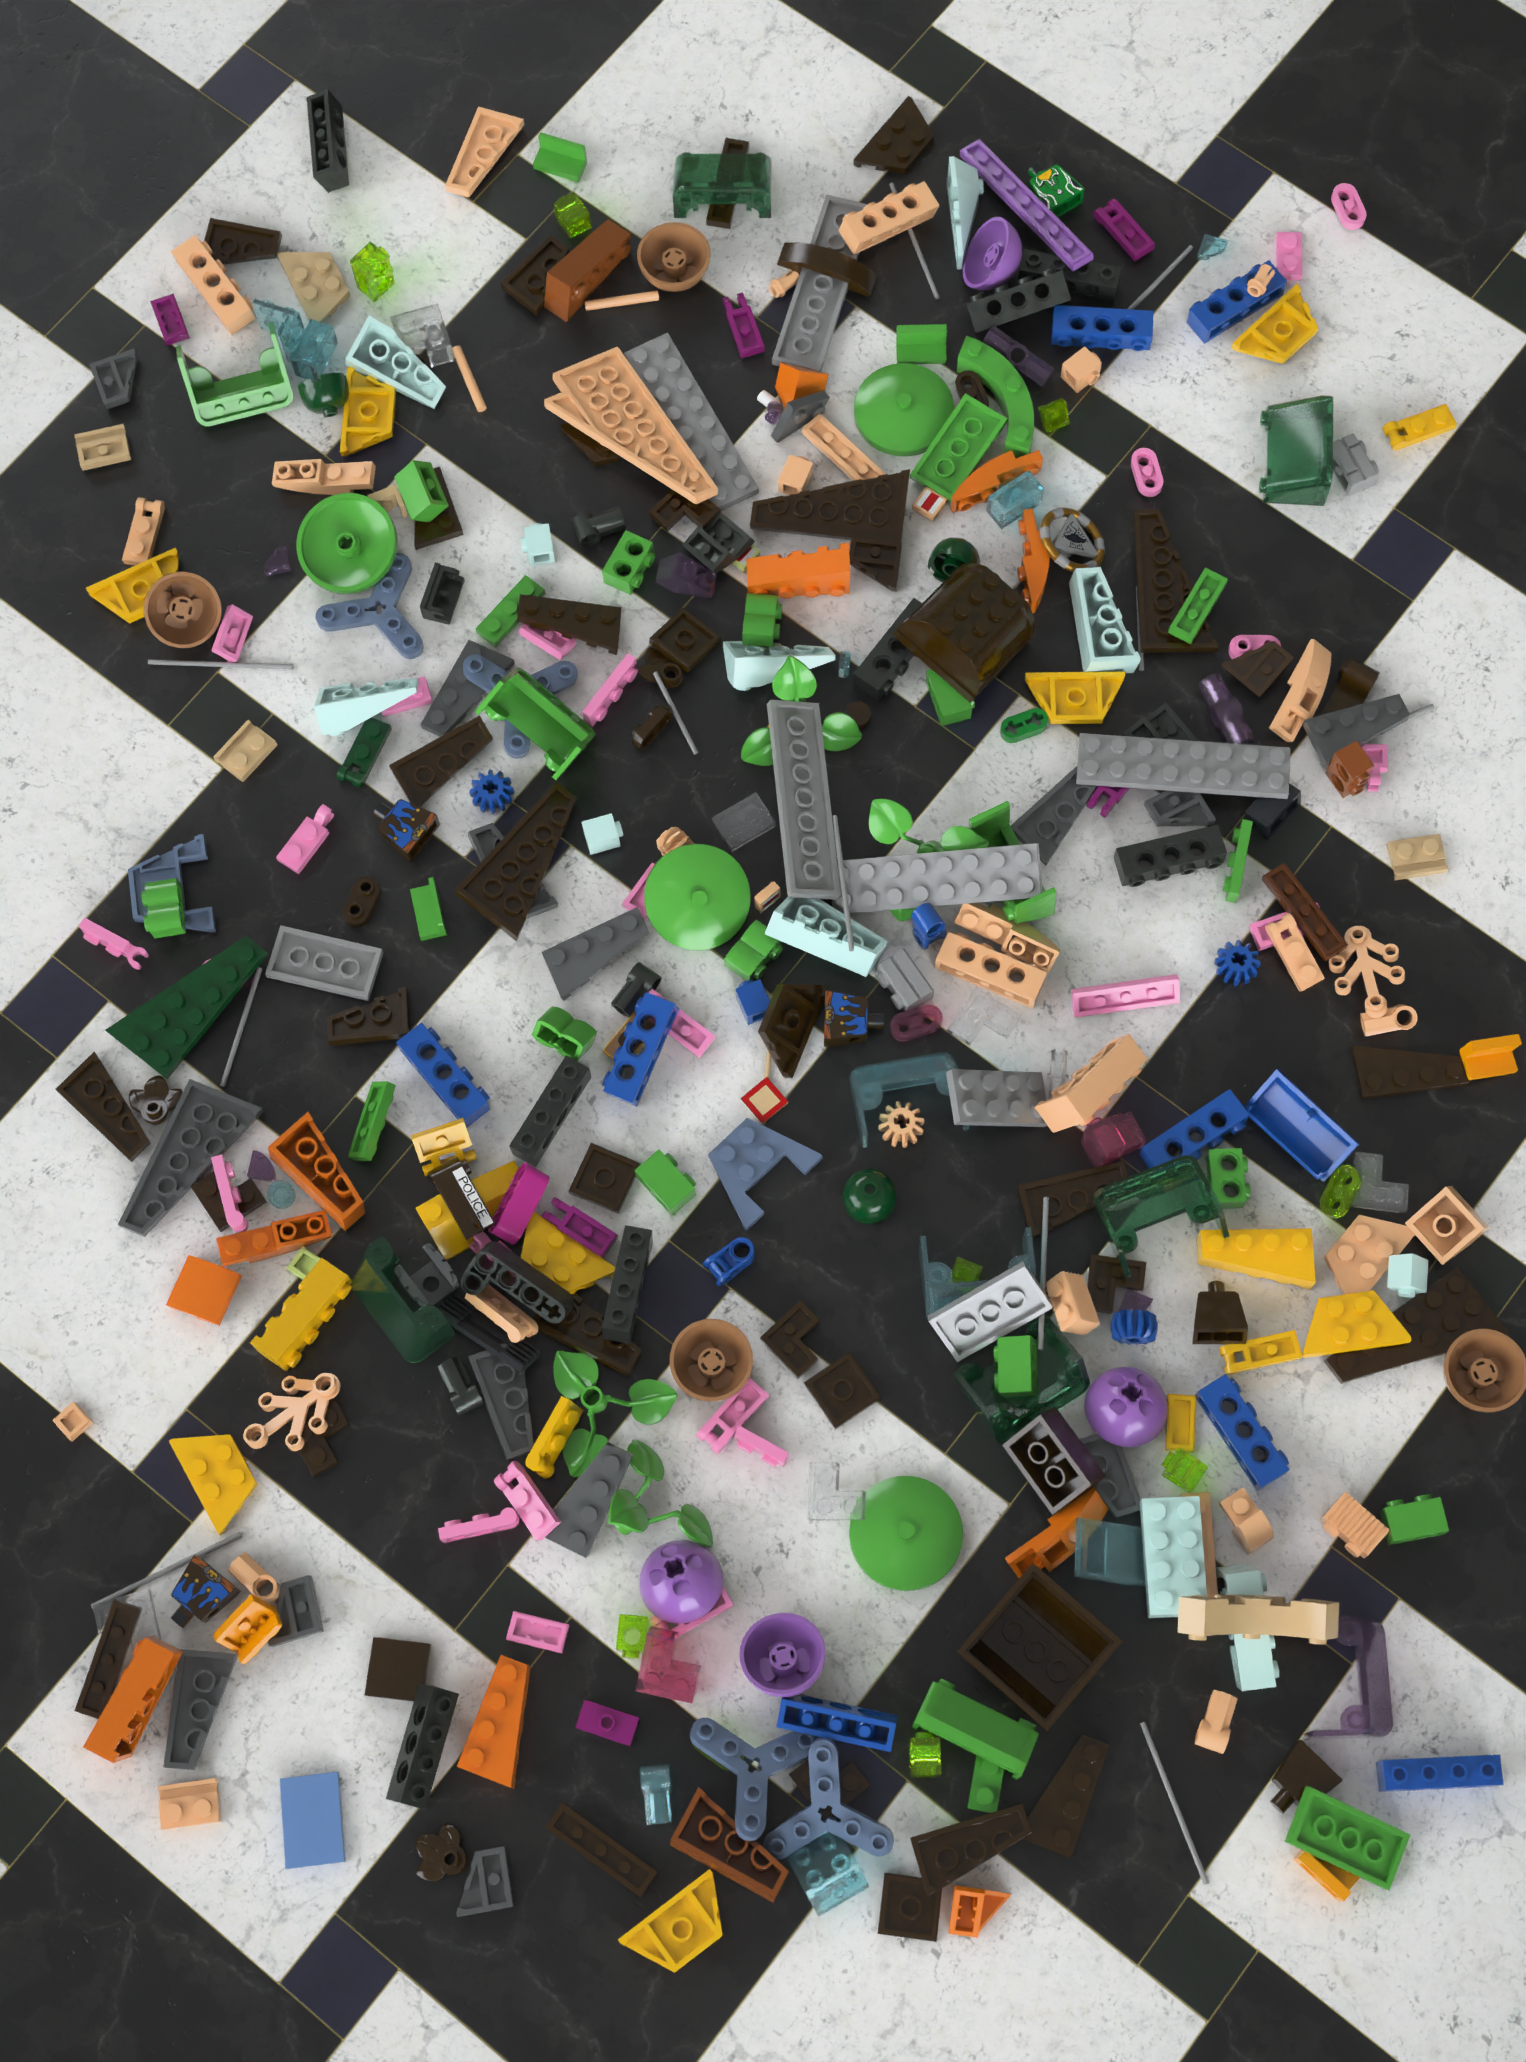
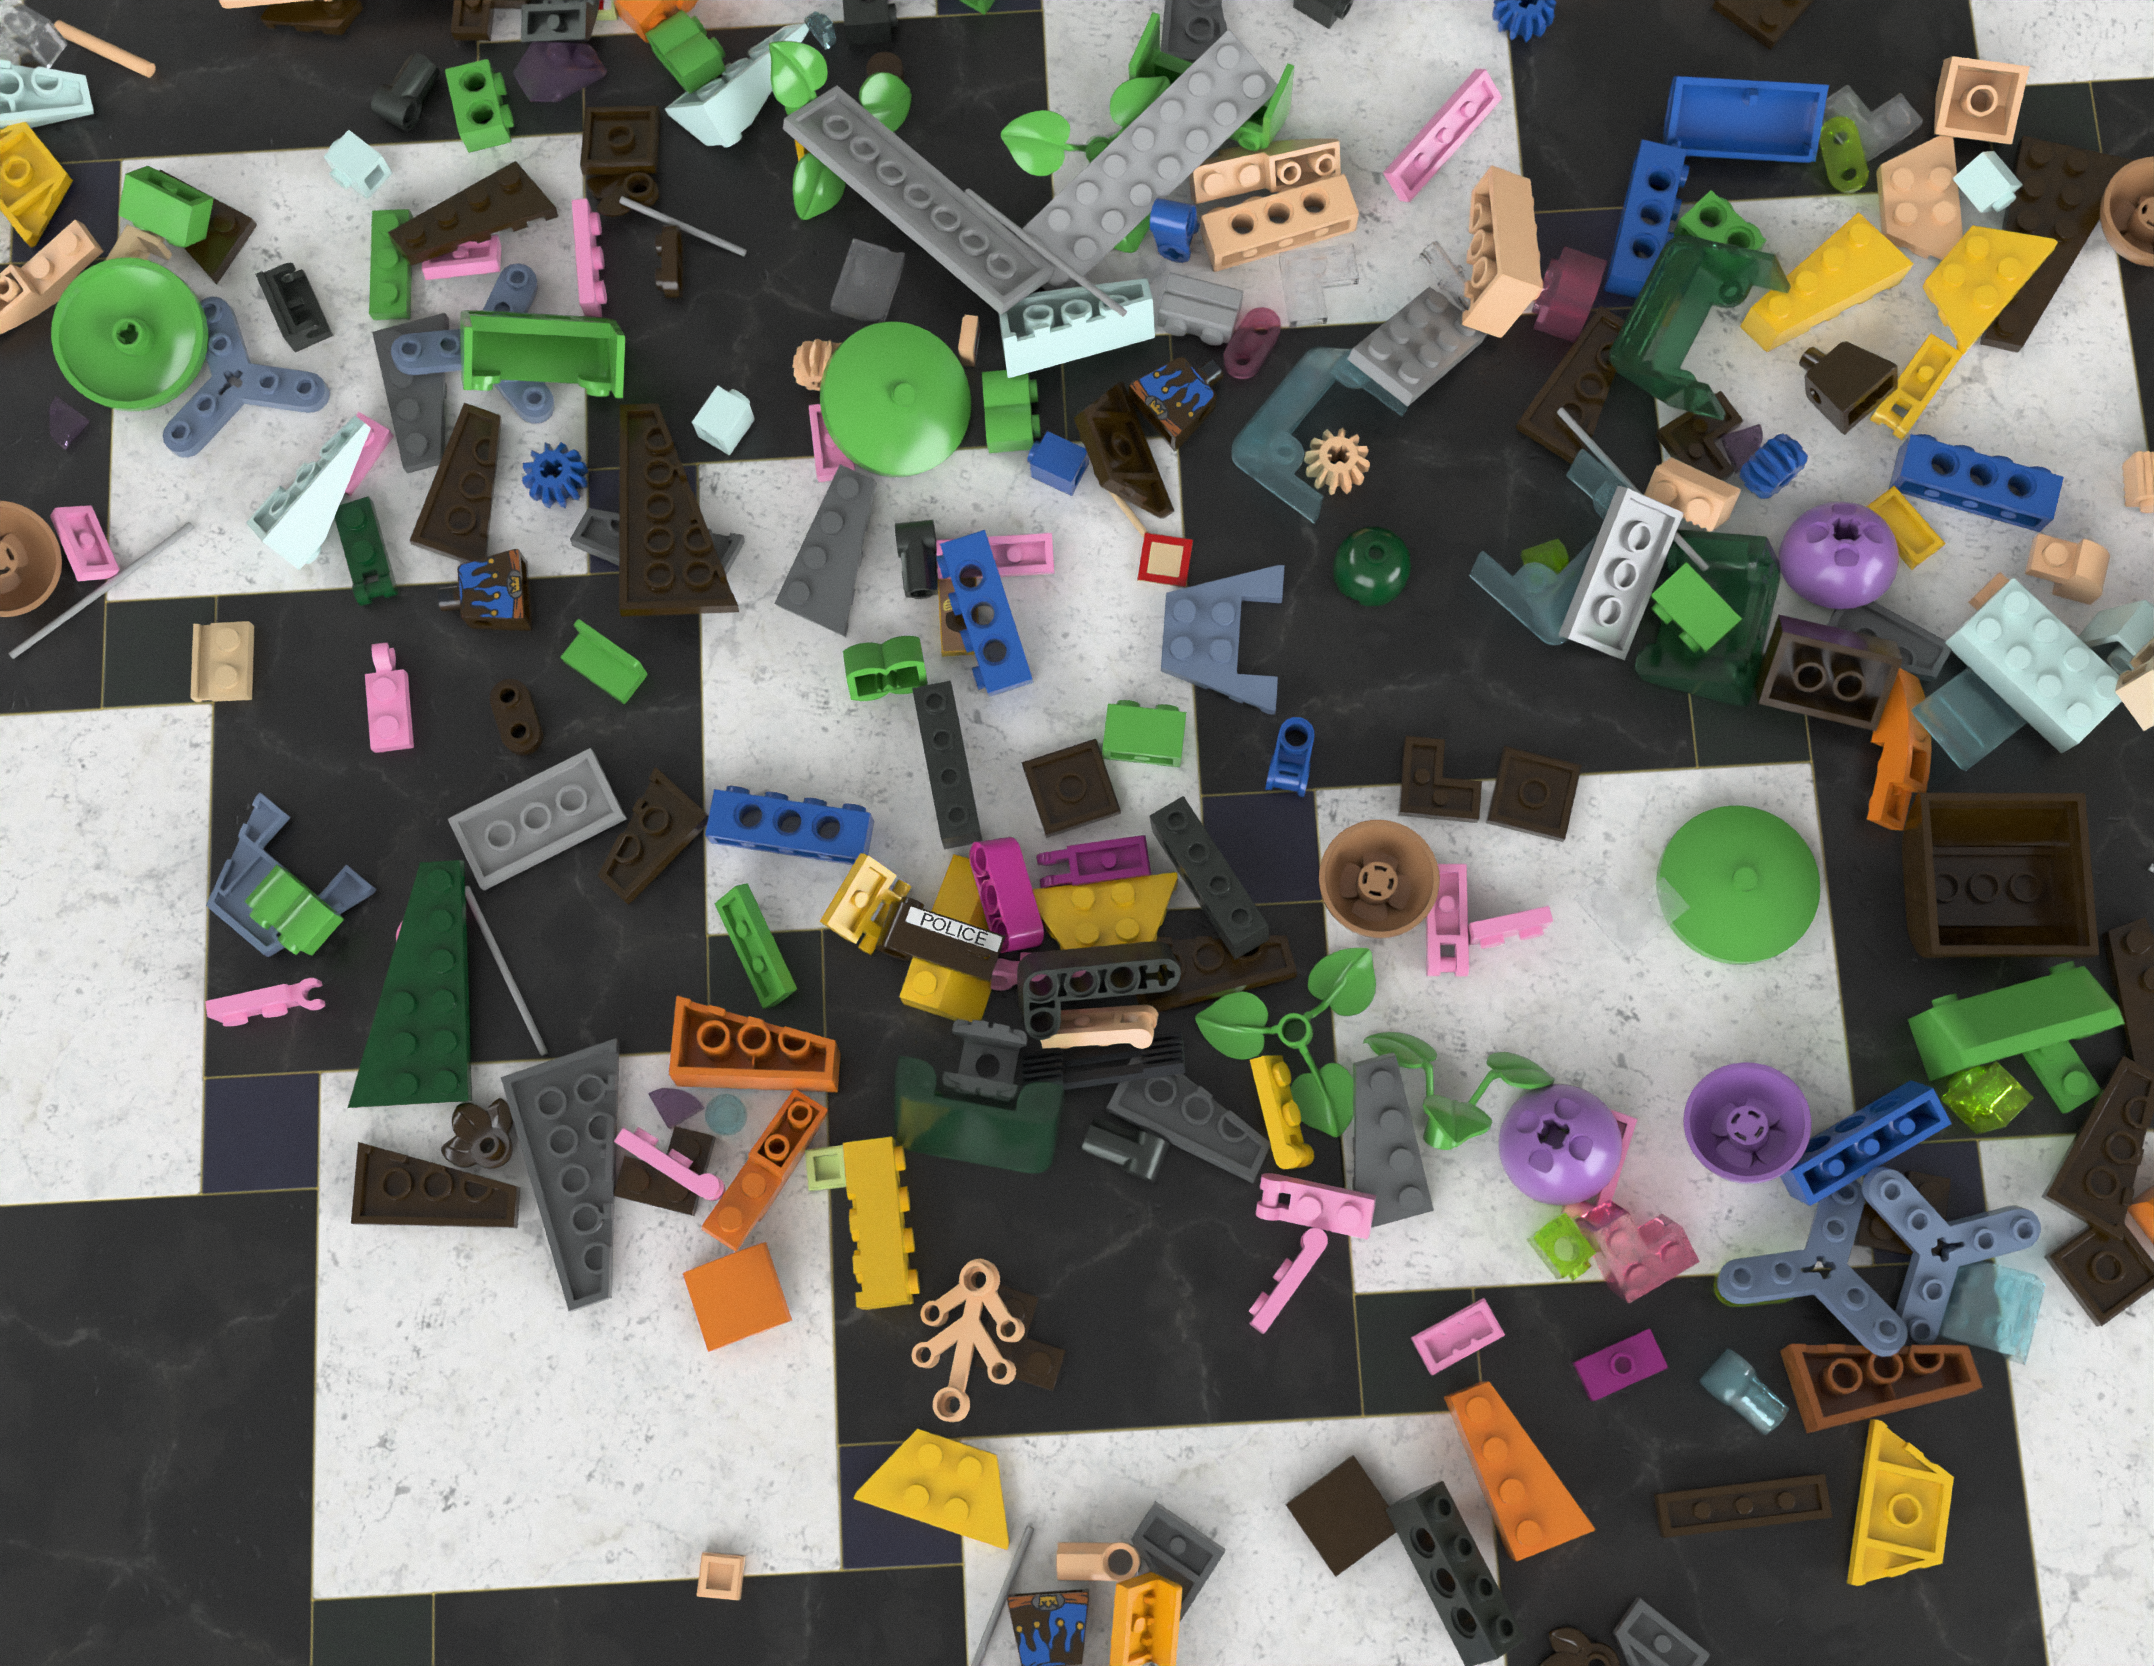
camera: 40 degrees left, 5 degrees up
(1183, 1469) = (1956, 571): clear neon green brick -> none

